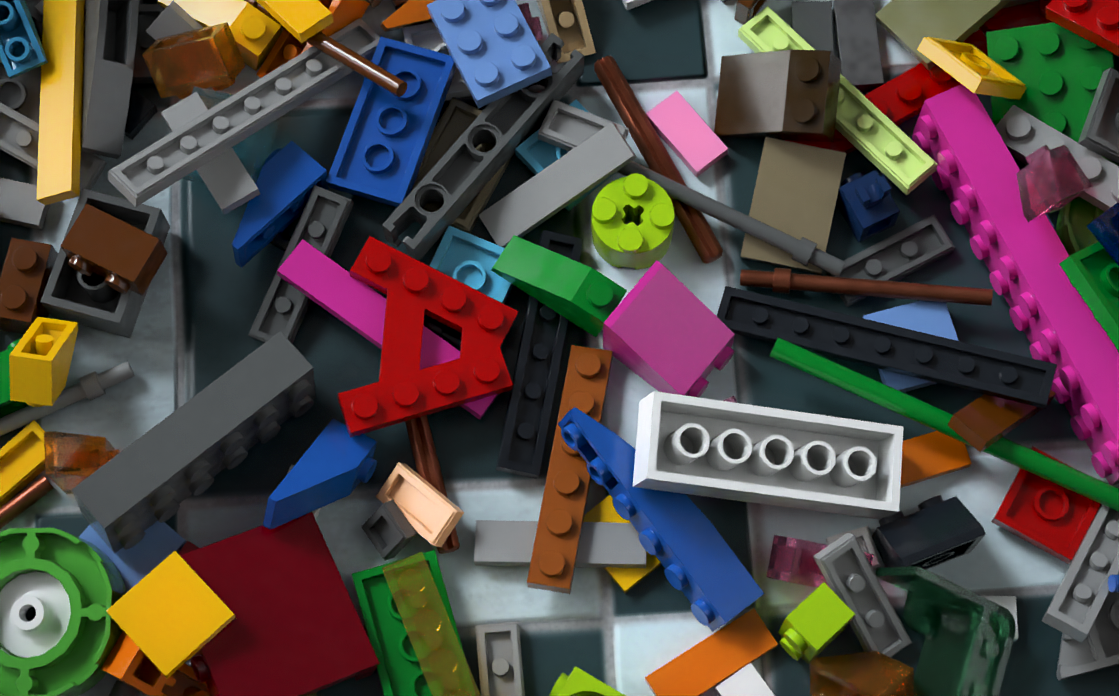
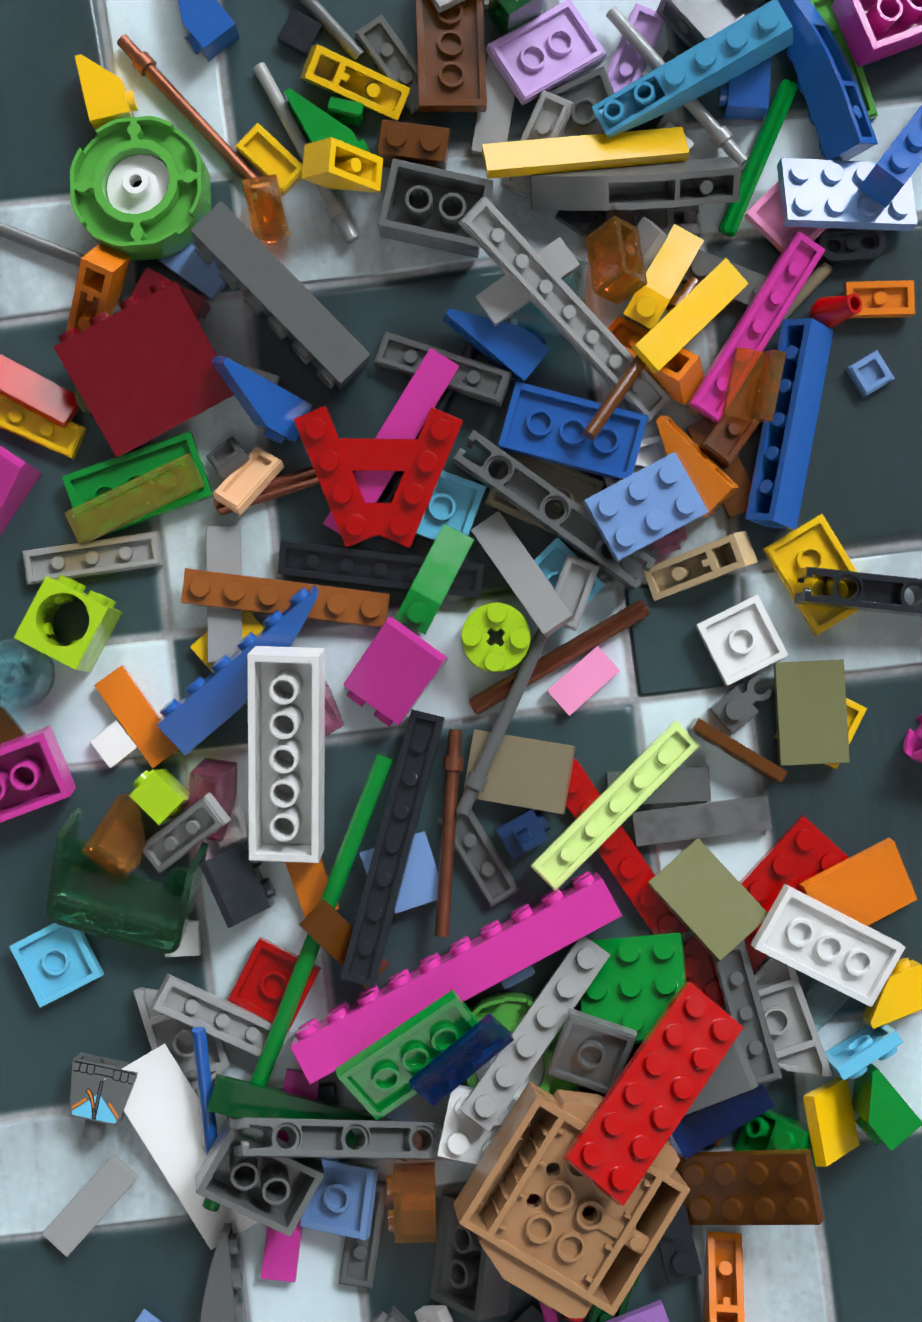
camera: 85 degrees right, 15 degrees up
(113, 250) = (433, 211): reddish brown brick -> none
(170, 614) = (131, 290): yellow tile -> none
(778, 95) = (610, 756): dark brown slope -> none
(972, 68) = (636, 919): yellow tile -> none
(1050, 181) = (527, 983): clear pink slope -> none

